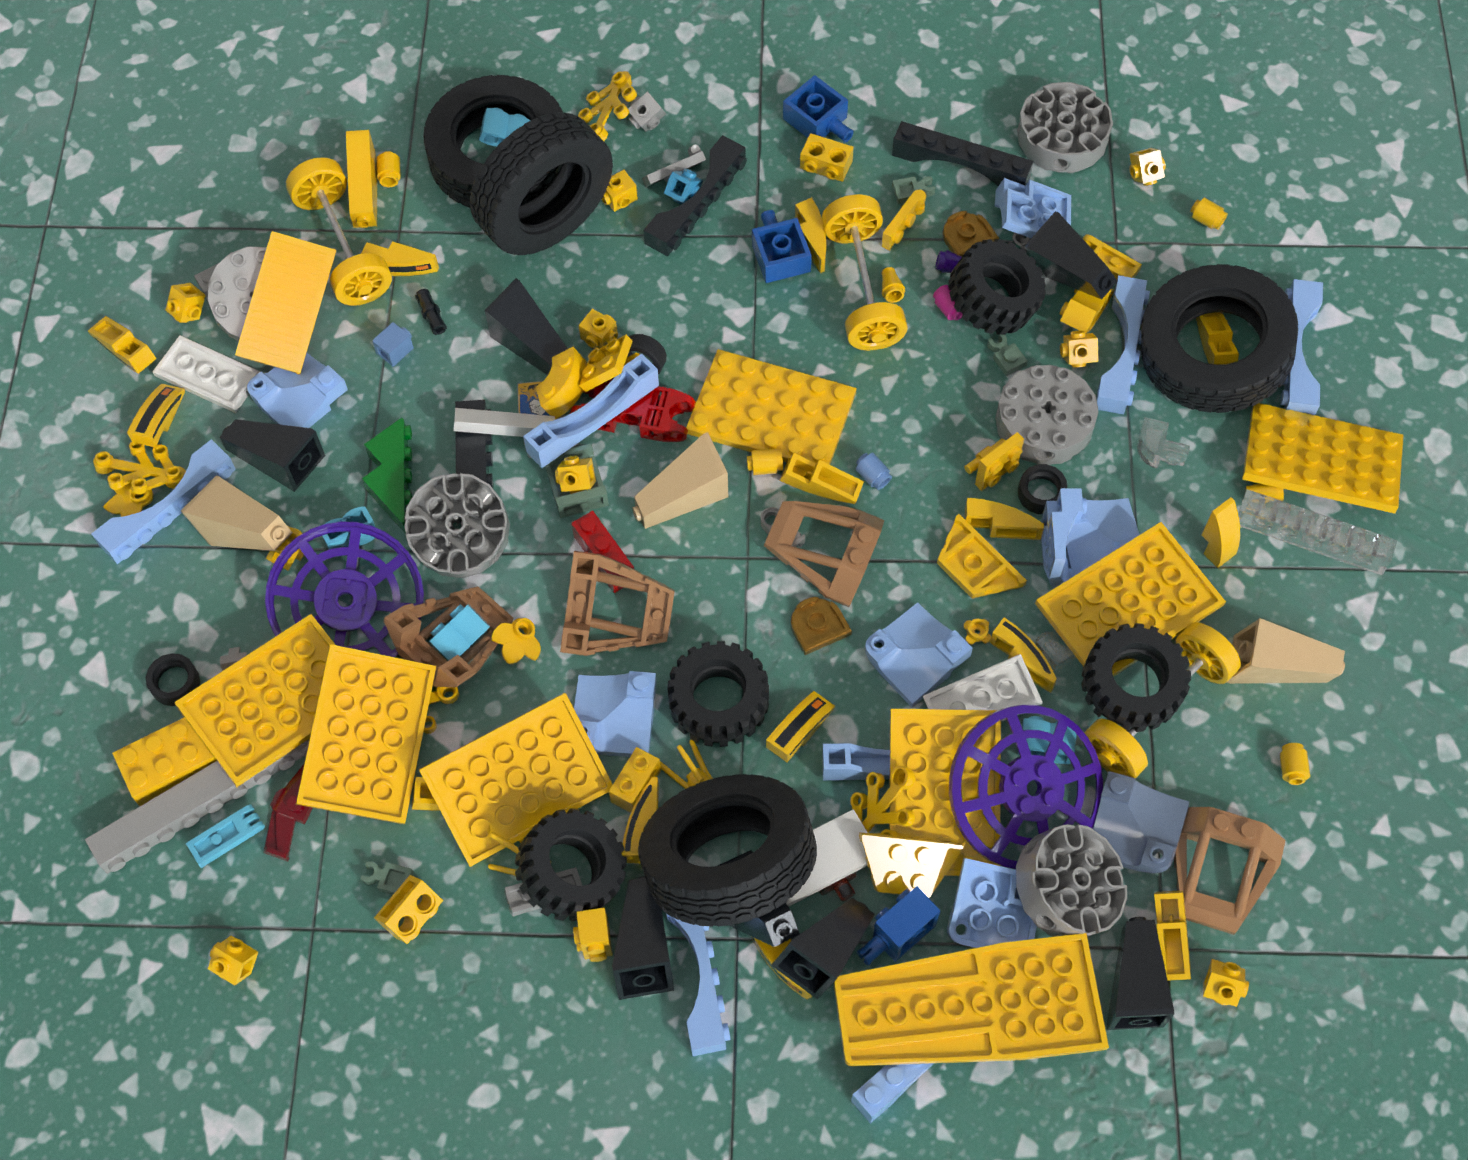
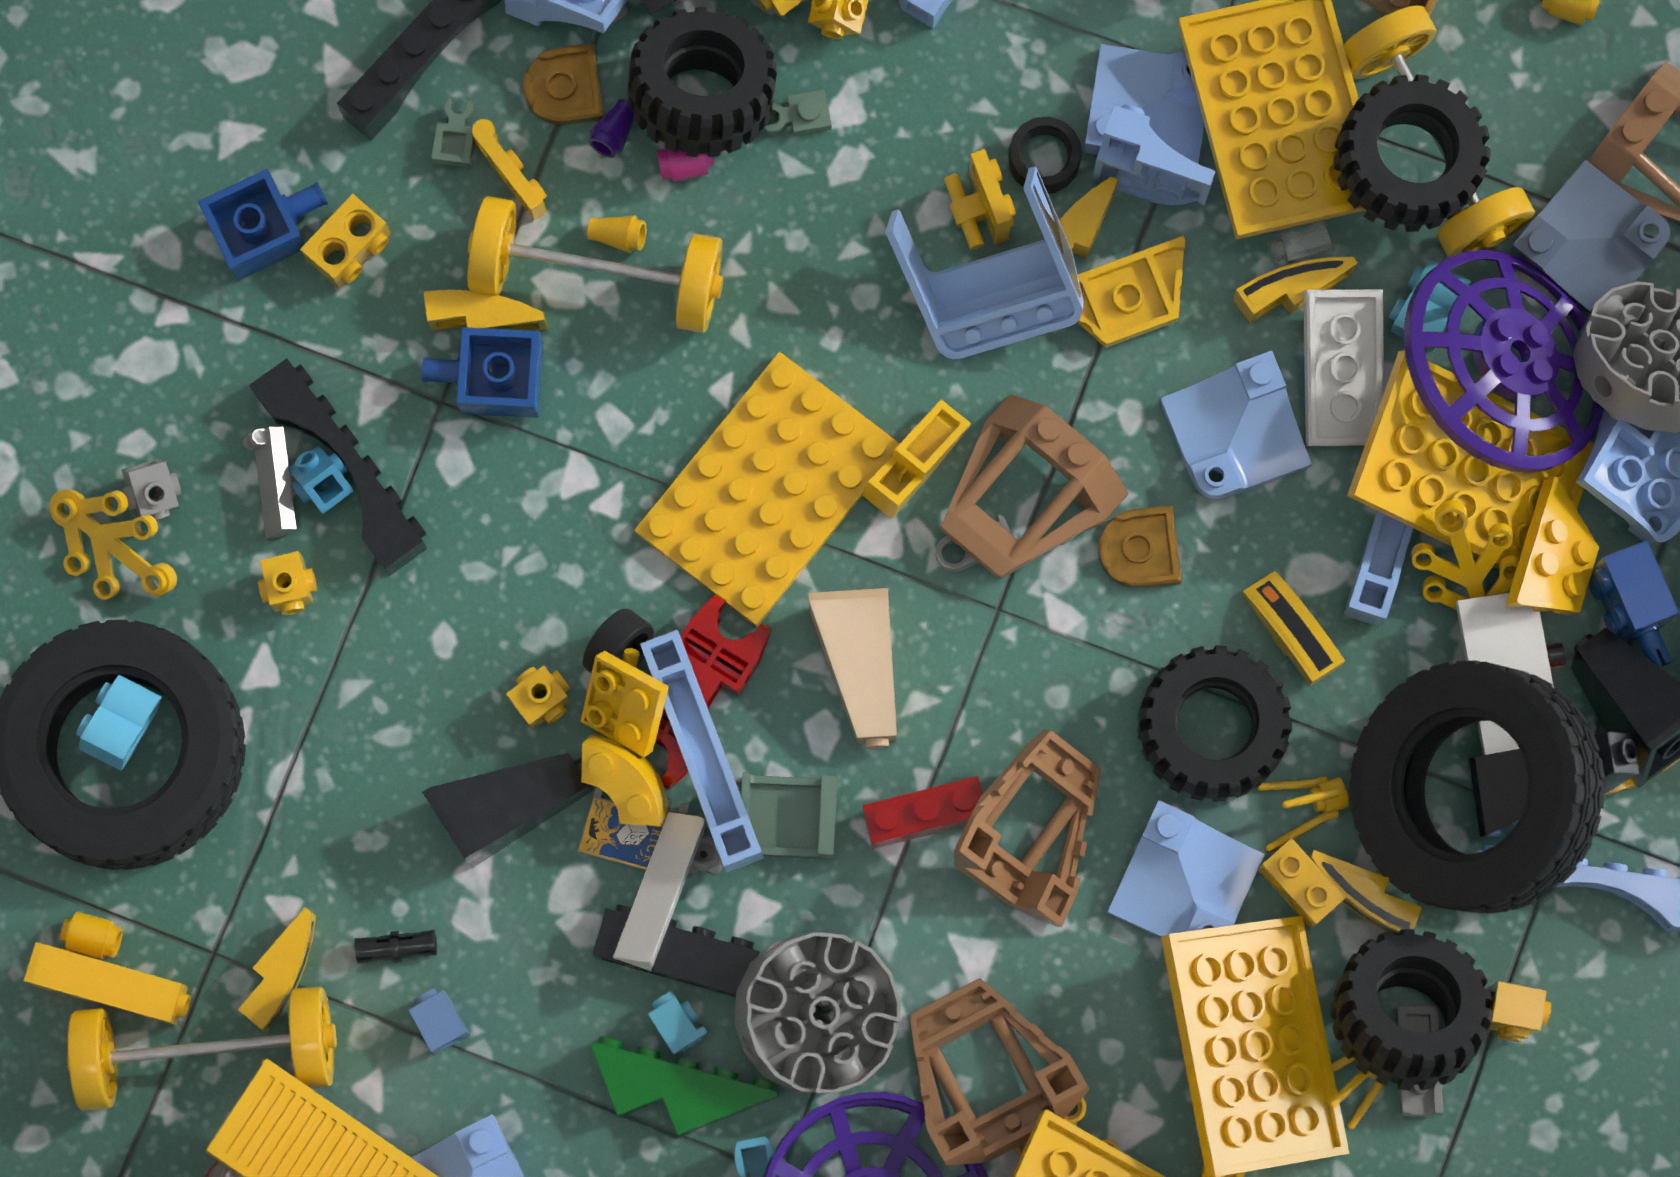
camera: 70 degrees left, 15 degrees up
(429, 461) = (676, 1023): none -> medium azure brick
(460, 632) = (992, 1061): medium azure brick -> none
(515, 643) = (1026, 986): yellow plate -> none
(523, 160) = (283, 695): black tyre -> none
(575, 474) = (788, 811): yellow brick -> none
(641, 951) = (1540, 945): black slope -> none
(765, 461) = (857, 528): yellow brick -> none
(873, 471) = (929, 379): medium blue brick -> none
(937, 484) = (1000, 295): none -> light blue windscreen
(977, 624) = (1228, 323): yellow plate -> none
(1050, 411) = (920, 63): light grey brick -> none

